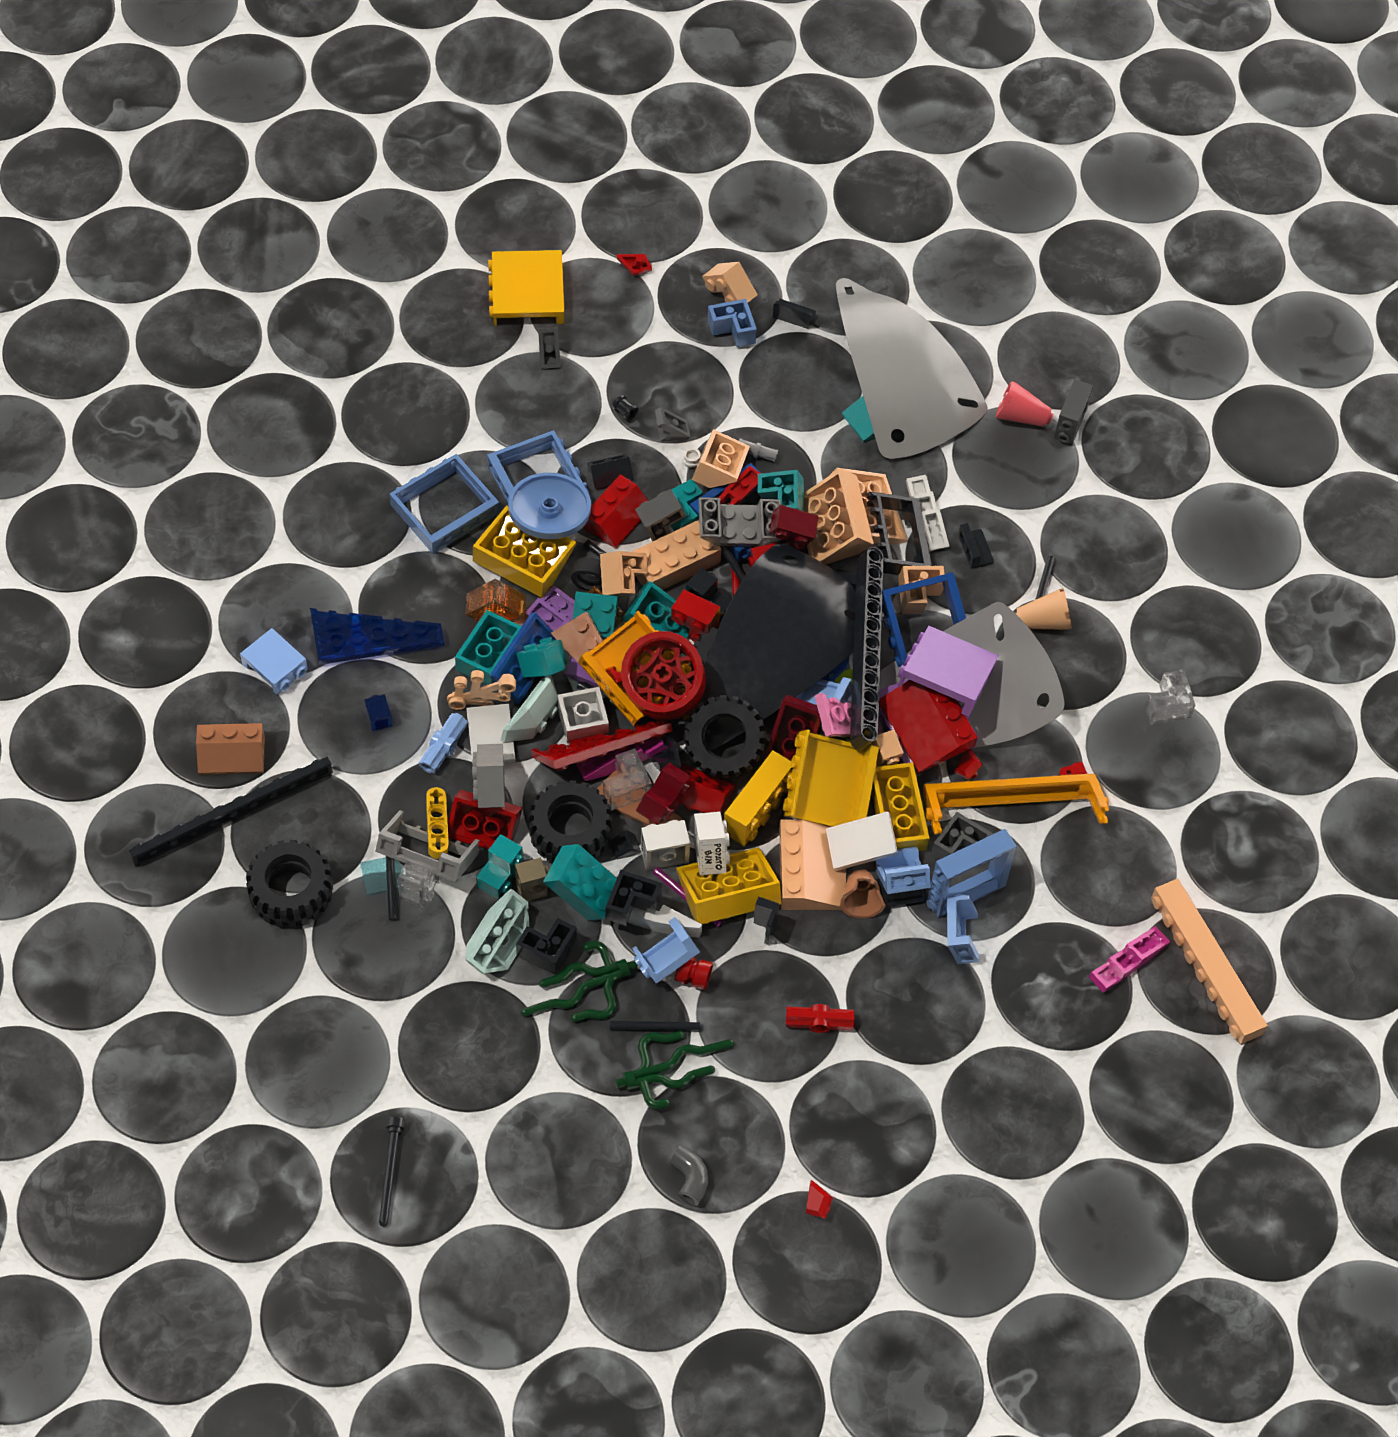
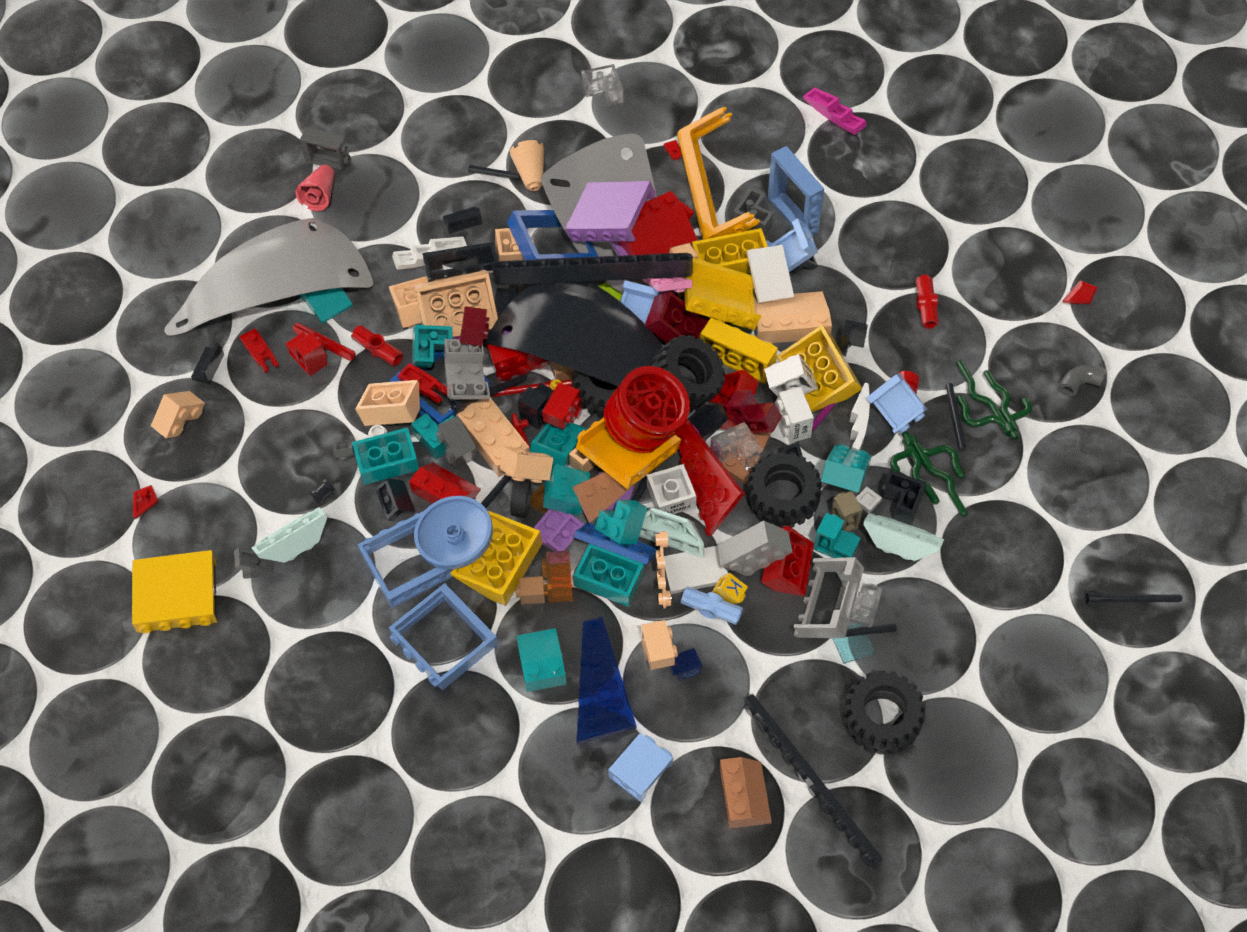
camera: 90 degrees left, 0 degrees up
(396, 678) = (658, 645): none -> light nougat brick
(407, 585) = (541, 660): none -> teal slope
(436, 822) = (797, 595): yellow beam -> none
(456, 759) = (730, 589): none -> yellow brick
(483, 575) = (531, 590): none -> medium nougat brick
(551, 911) = (868, 500): none -> white plate
(570, 375) = (292, 538): none -> light aqua wedge
(616, 676) = (644, 453): red tile -> none
(631, 892) = (856, 430): black brick -> none
(657, 458) = (385, 456): none -> teal brick
(678, 583) = (519, 426): none -> red piece
(733, 318) = (221, 403): medium blue brick -> none
(758, 450) = (369, 378): light grey pin -> none
(795, 393) = (308, 352): none -> red brick
(808, 451) = (370, 341): none -> red piece
(809, 357) = (258, 349): none -> red hinge
(815, 413) = (329, 344): none -> red axle
(862, 896) = (810, 277): nougat helmet -> none
(961, 946) = (842, 210): light blue panel -> none
(1208, 961) = (827, 63): light nougat brick -> none

